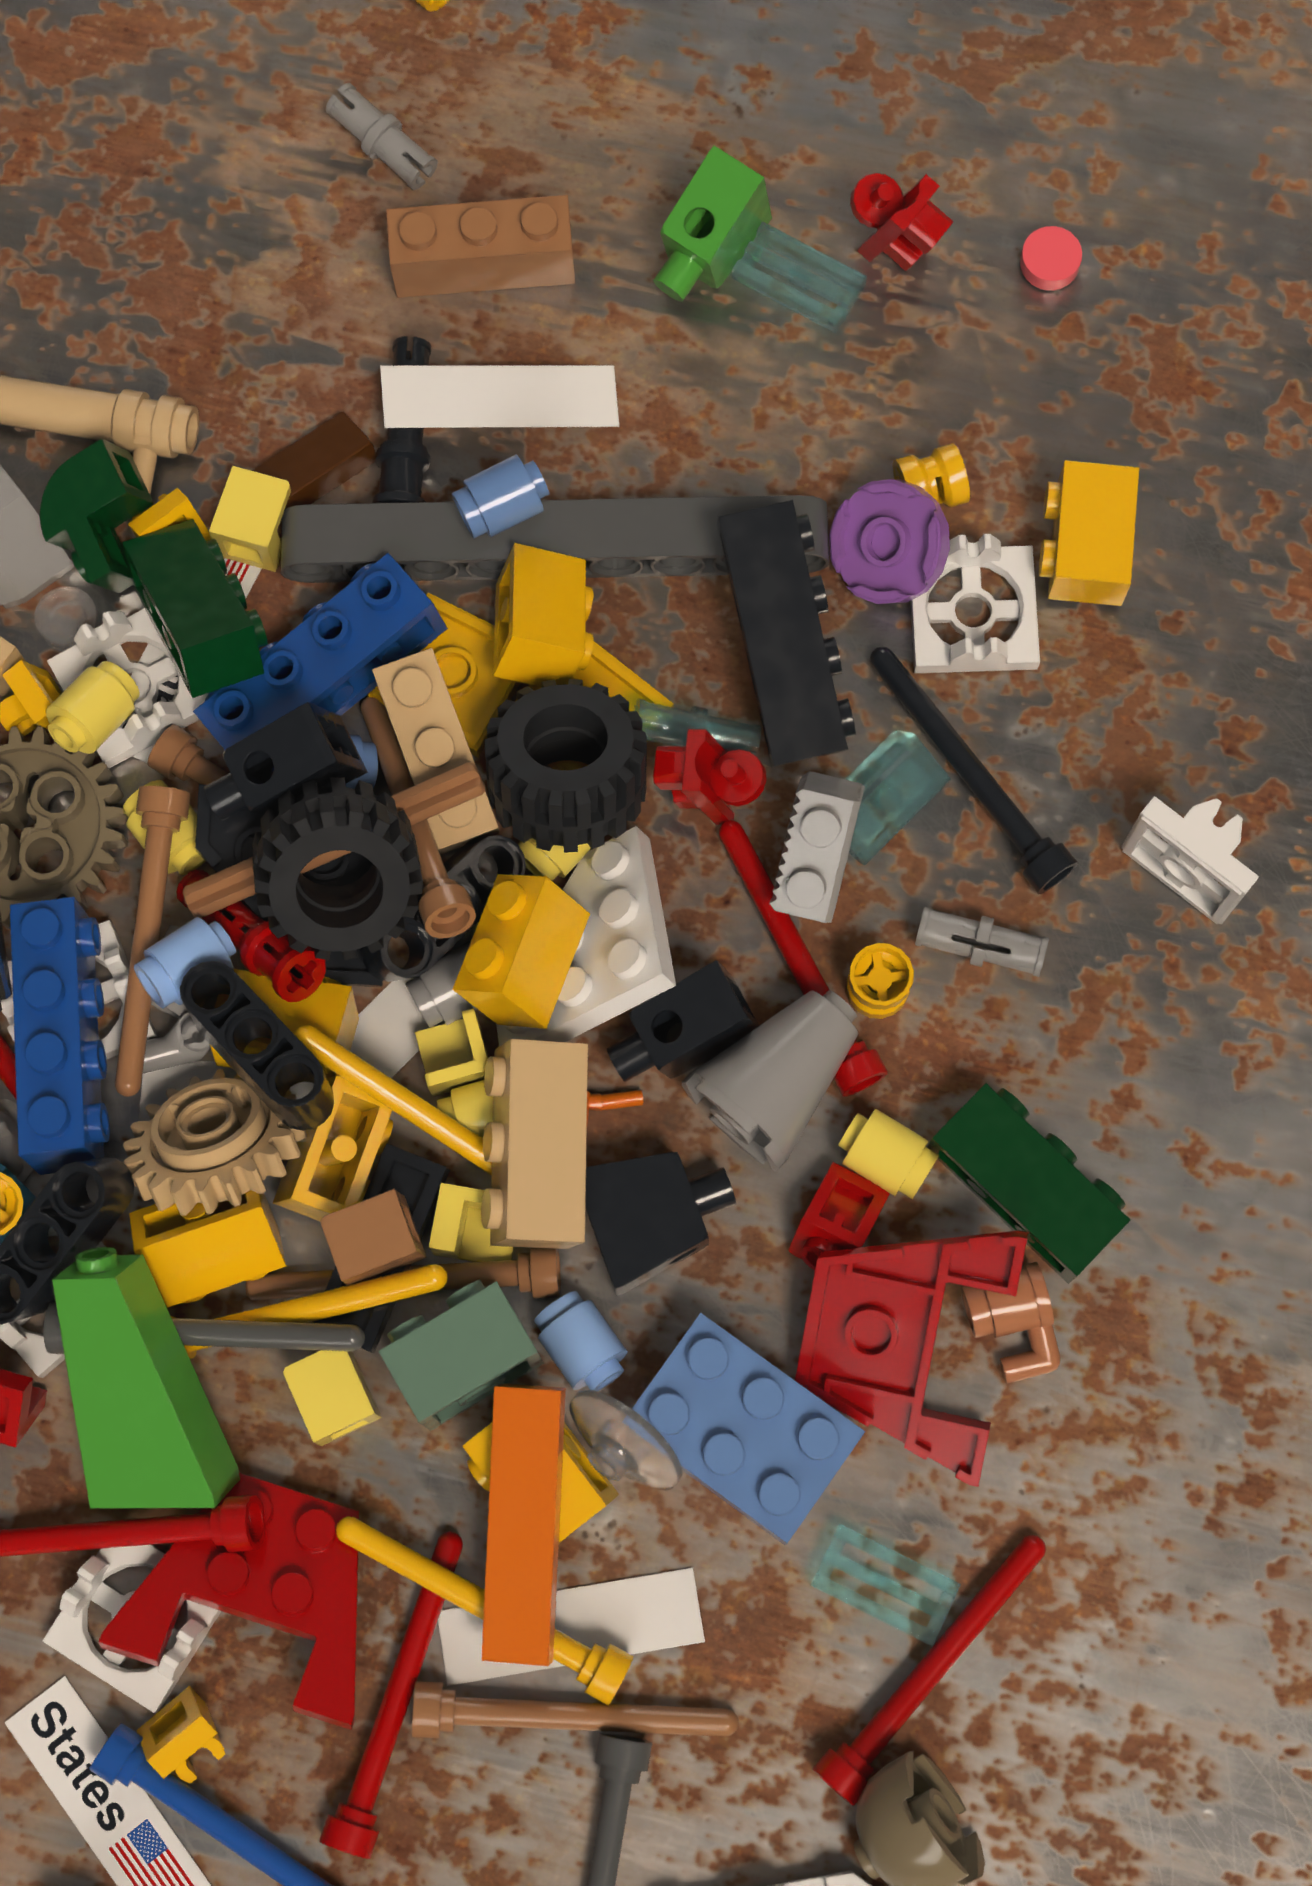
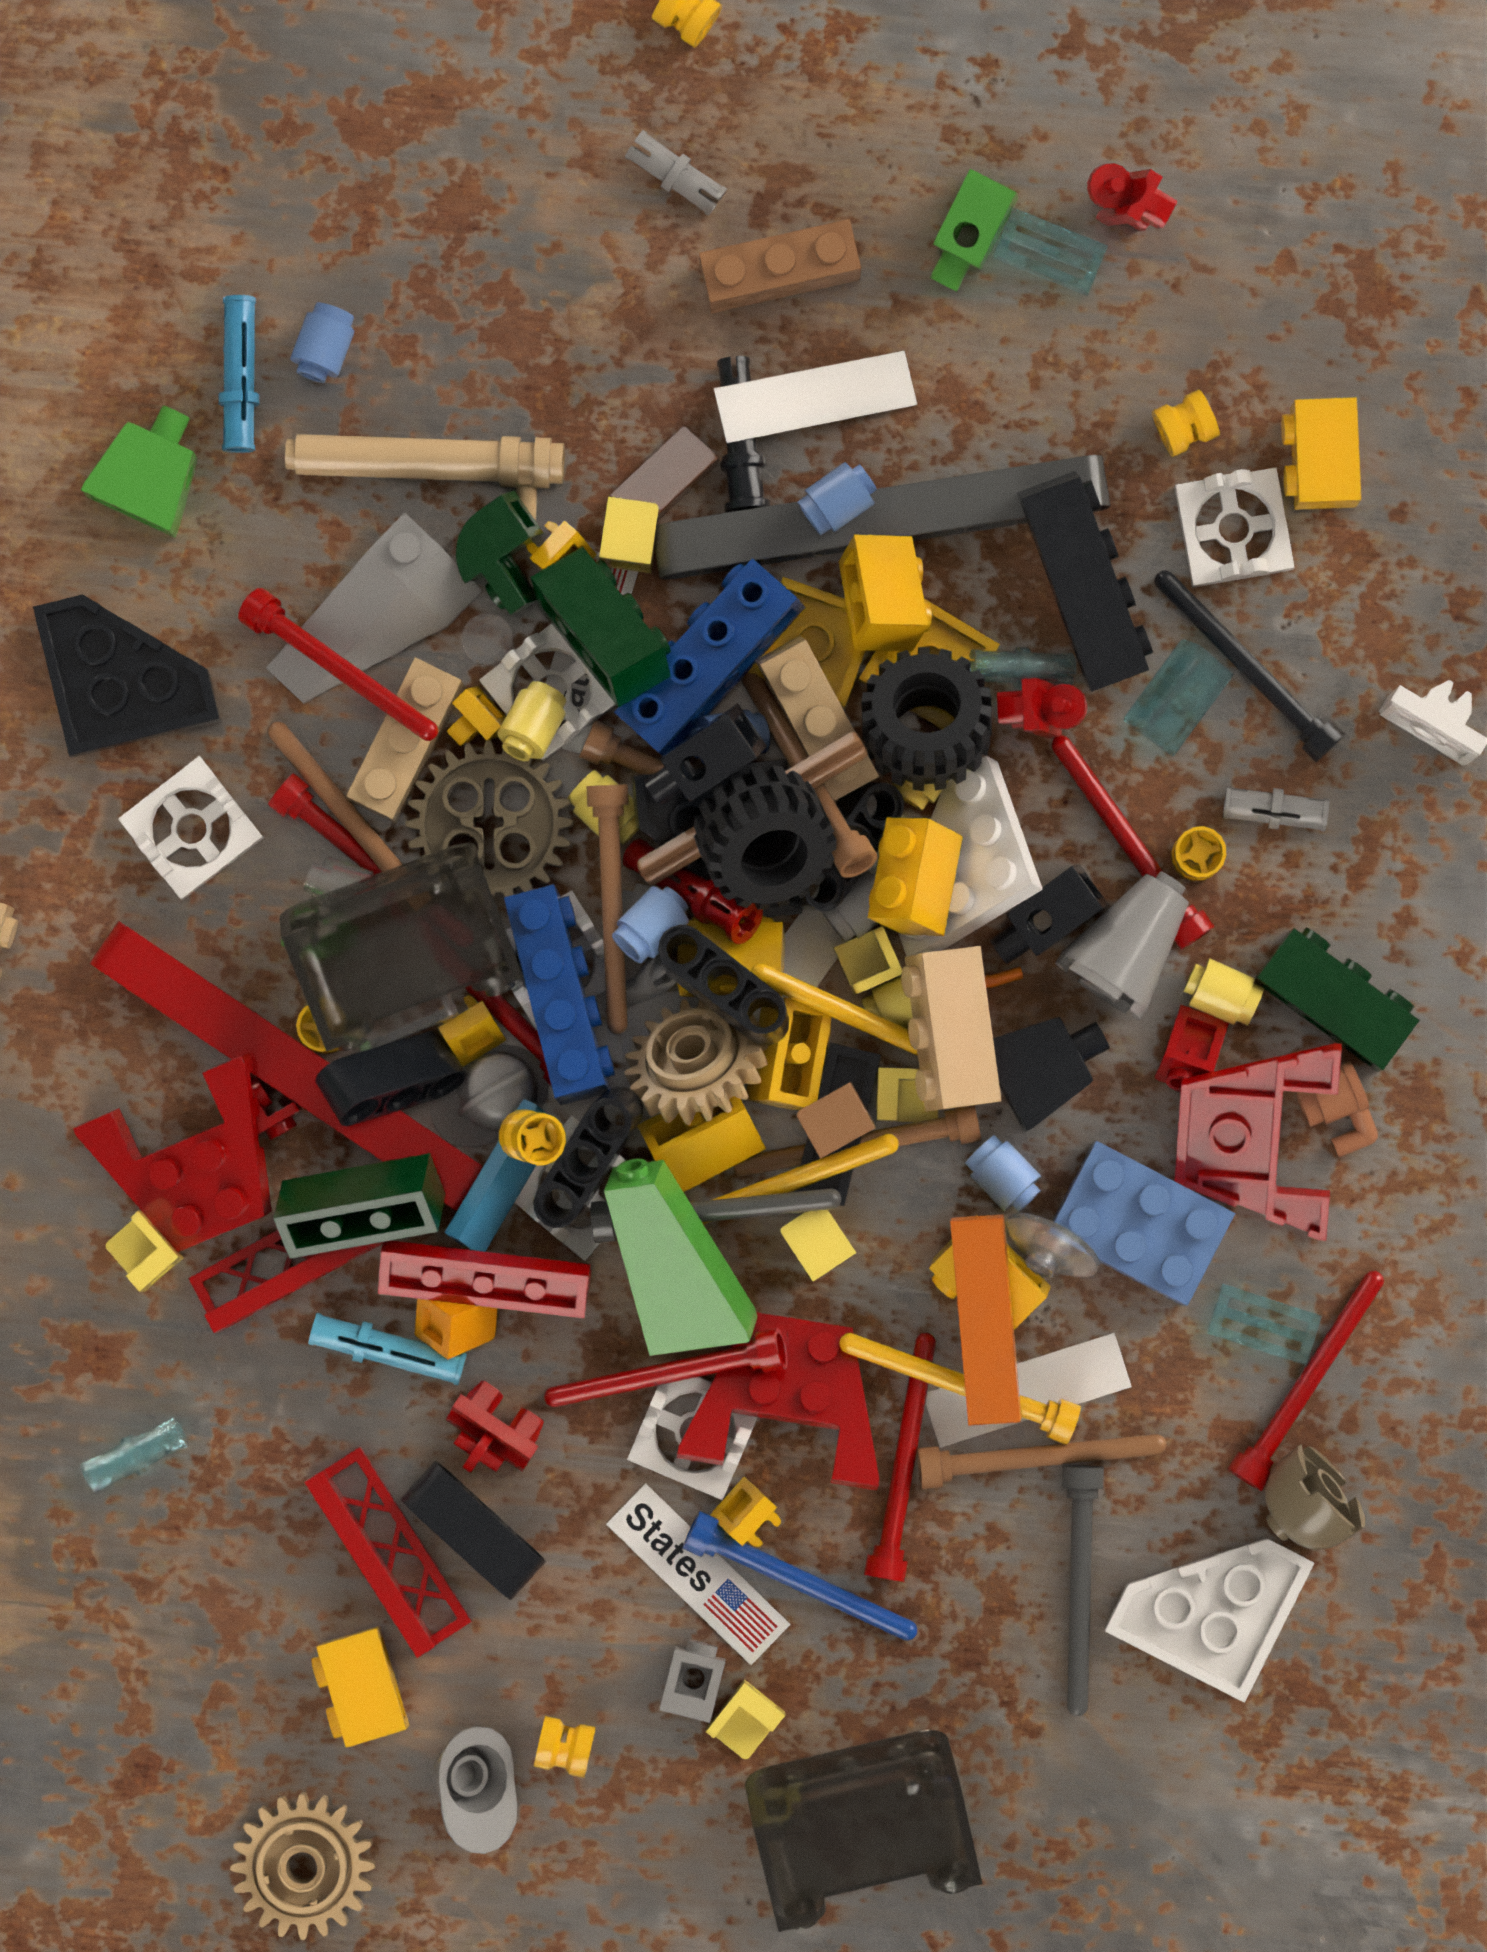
camera: 10 degrees left, 10 degrees up
(459, 1354) = (916, 1199): sand green brick -> none
(817, 846) = (1135, 754): light grey brick -> none
(889, 541) = (1159, 484): medium lavender tile -> none
(1051, 258) = (1261, 205): coral tile -> none

